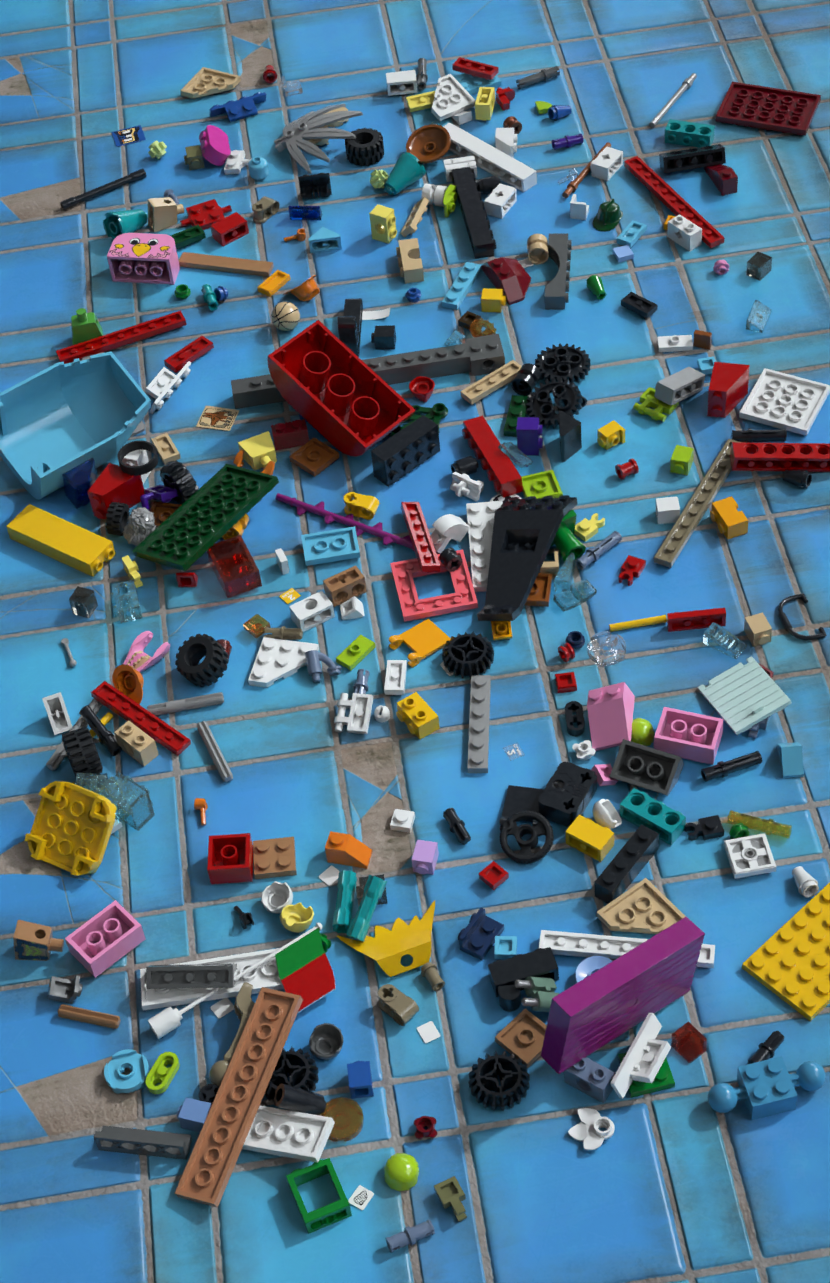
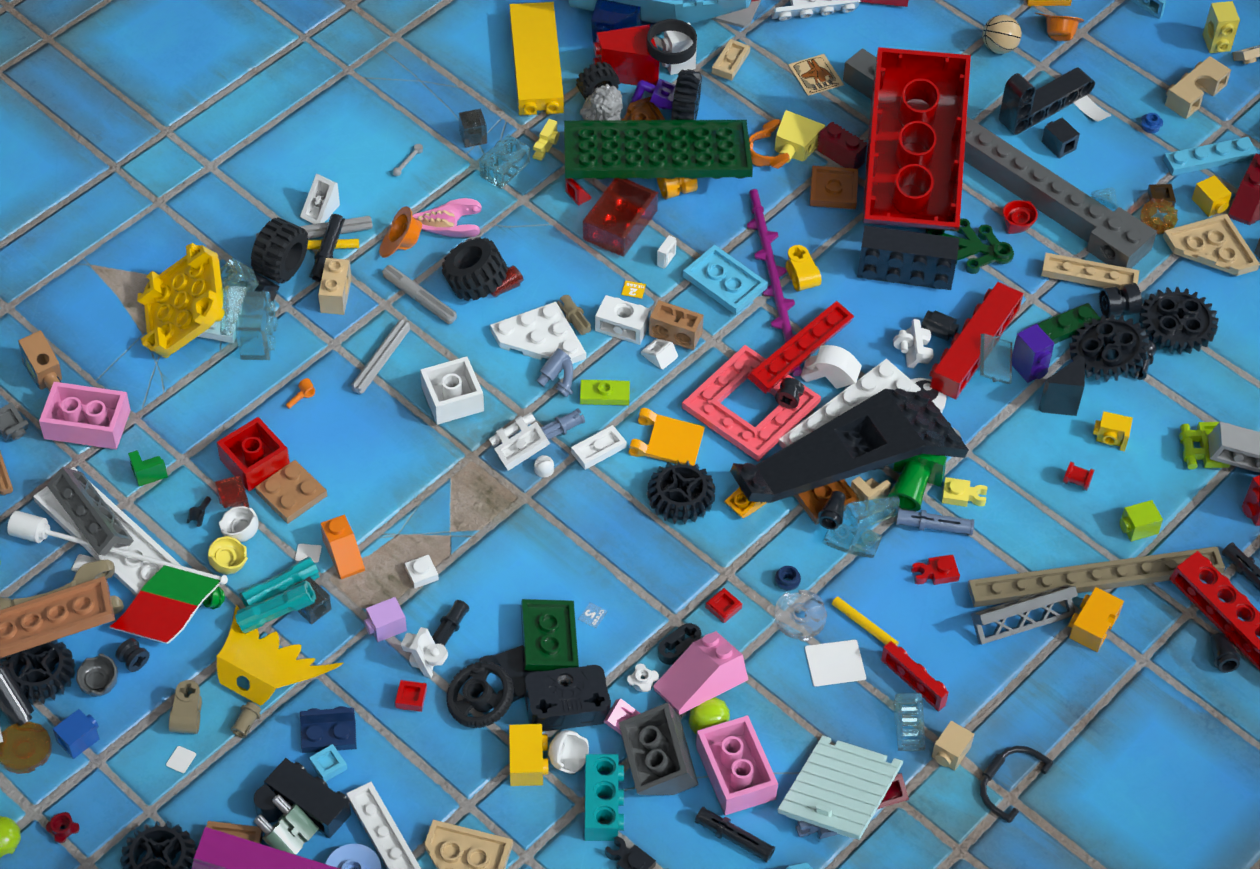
camera: 45 degrees right, 5 degrees up
(142, 718) = (370, 270): red tile -> none
(180, 928) = (147, 470): none -> green panel
(249, 886) = (231, 492): none -> clear red panel
(256, 625) = (565, 285): clear orange plate -> none
(283, 725) = (452, 390): none -> white brick
(326, 1013) = (132, 655): none -> black wheel
(417, 716) = (562, 498): yellow brick -> none
(470, 848) = (424, 651): none -> white hips
(479, 724) = (603, 559): light grey plate -> none
(513, 778) = (549, 634): none -> dark green plate
(526, 319) = (1214, 244): none -> tan plate
(541, 485) = (976, 412): lime plate -> none
(553, 588) = (832, 512): none -> black cone
(566, 652) = (761, 579): red bush -> none
(626, 864) = (516, 811): black brick -> none
(651, 653) = (835, 663): none -> white sticker
(667, 510) = (1050, 550): white panel -> none
(694, 546) = (1024, 606): none -> fence

